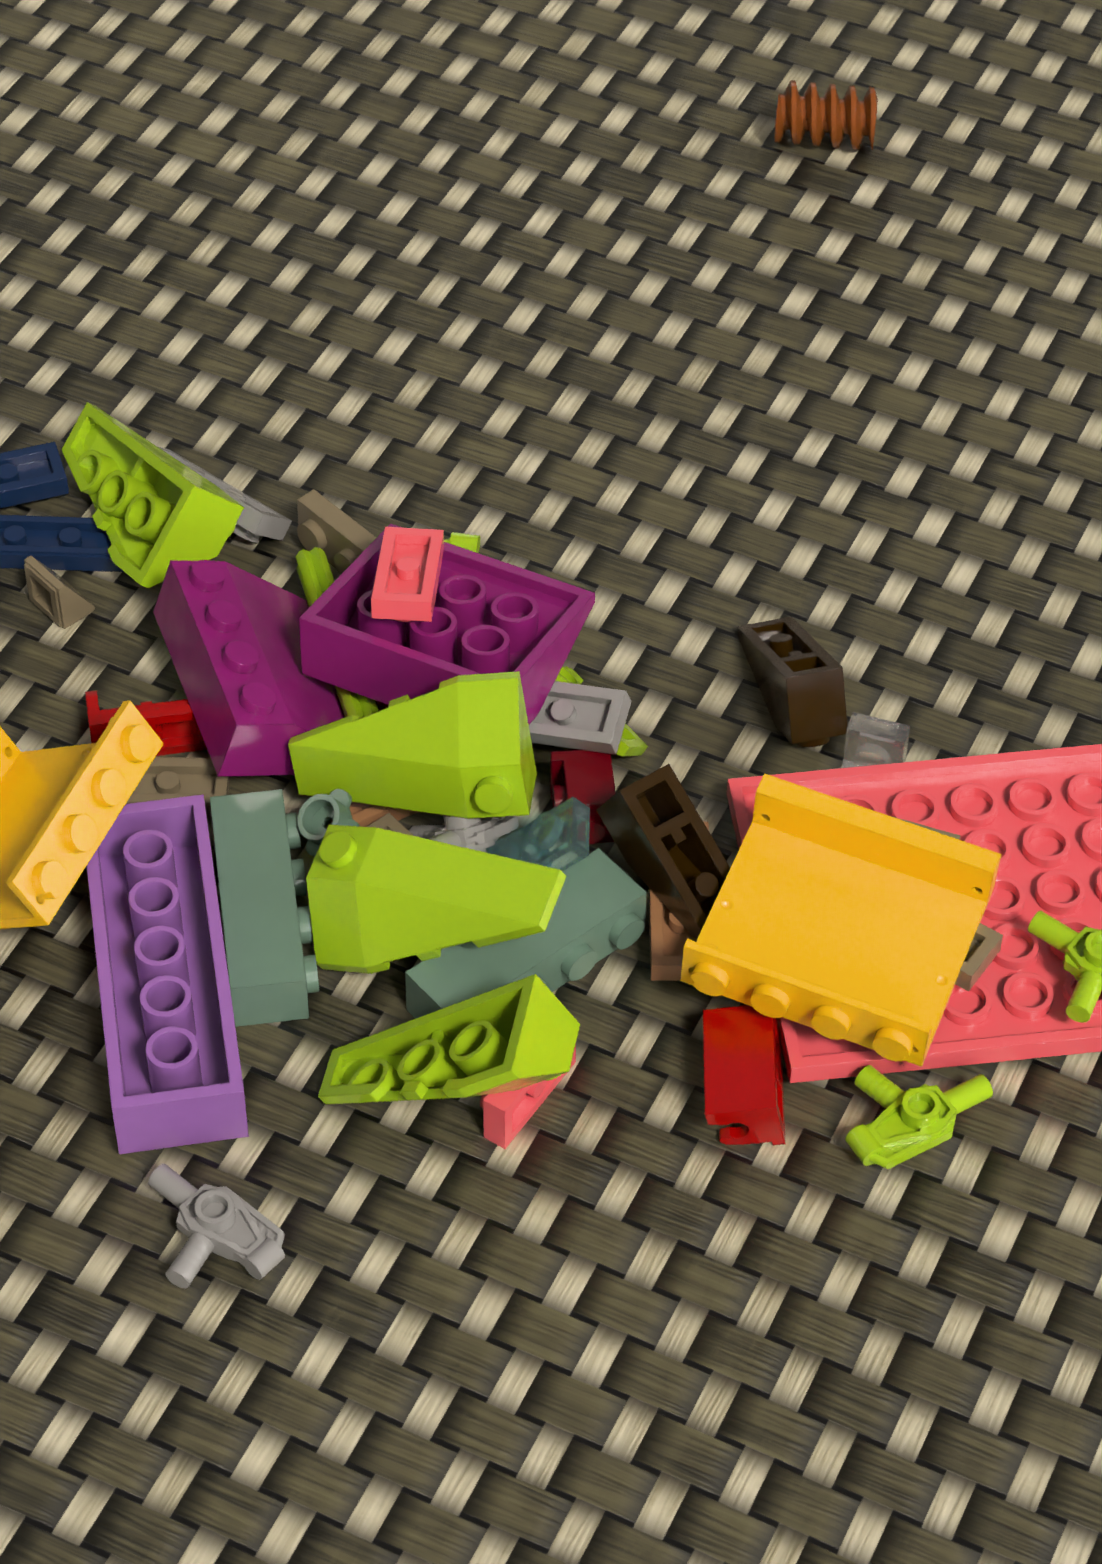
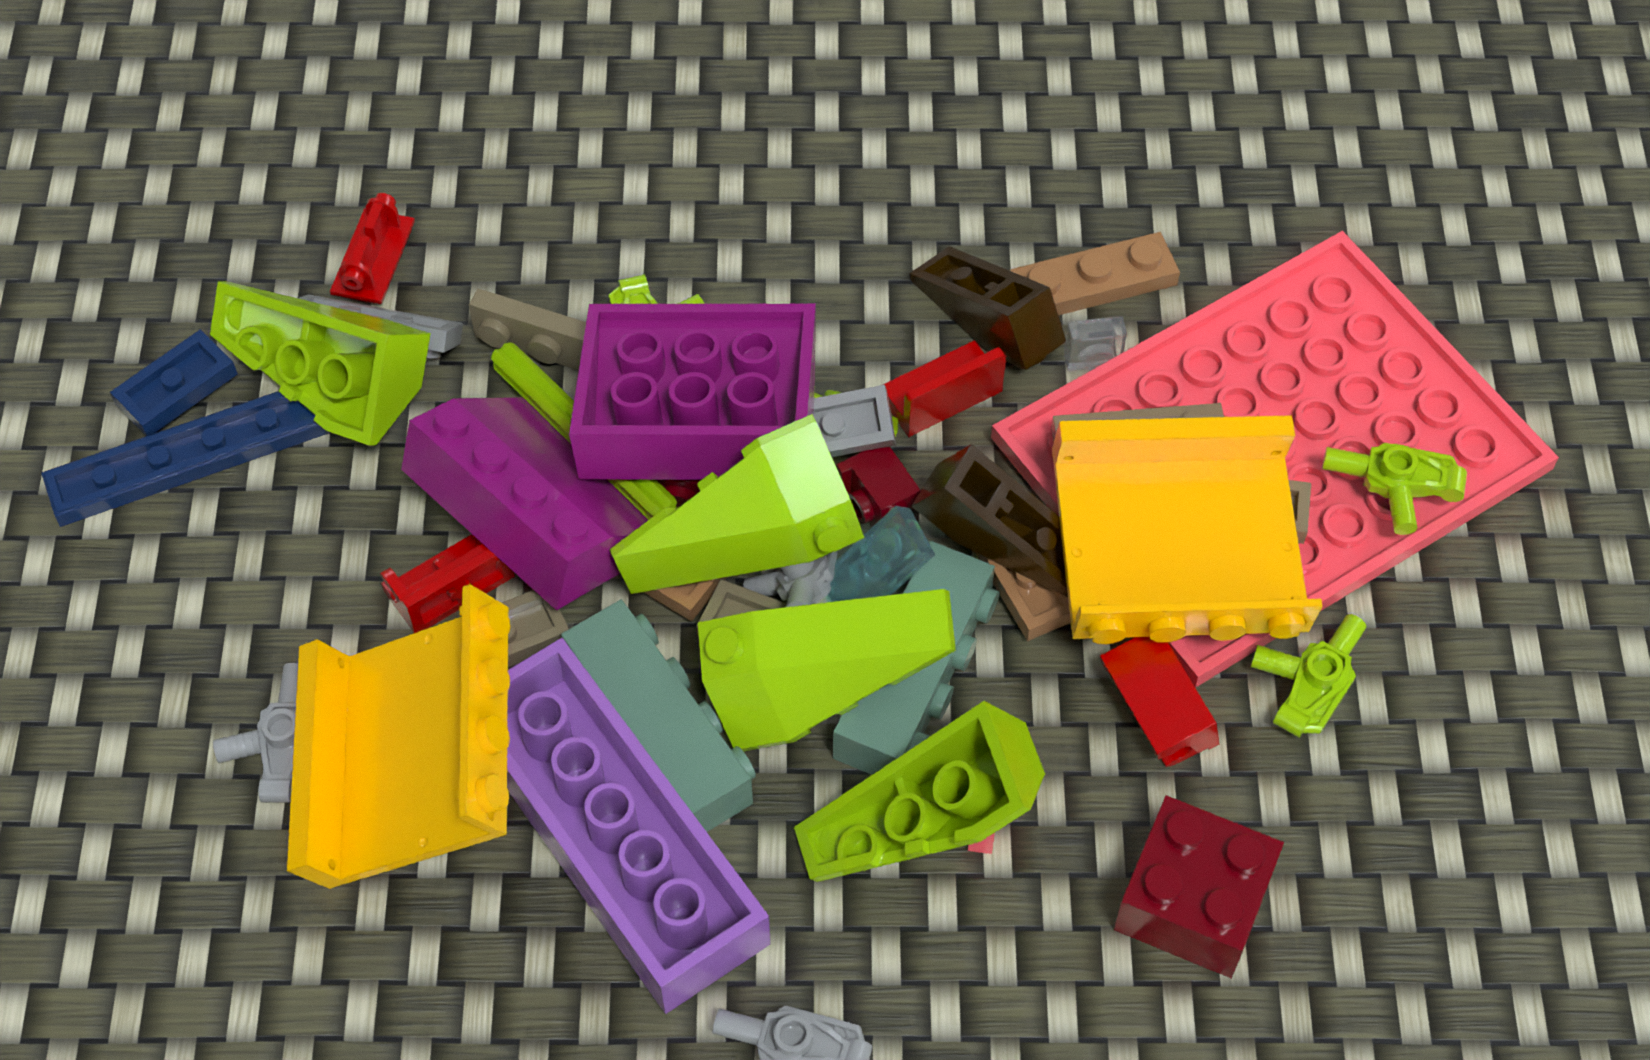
camera: 25 degrees left, 10 degrees up
(54, 594) = (286, 483): dark tan slope -> none
(247, 434) = (373, 251): none -> red hinge
(317, 813) = (660, 613): sand green plate -> none
(407, 574) = (648, 353): coral plate -> none
(675, 1245) = (1198, 886): none -> dark red brick
(707, 735) = (945, 386): none -> red panel
(924, 693) = (1106, 273): none -> medium nougat plate

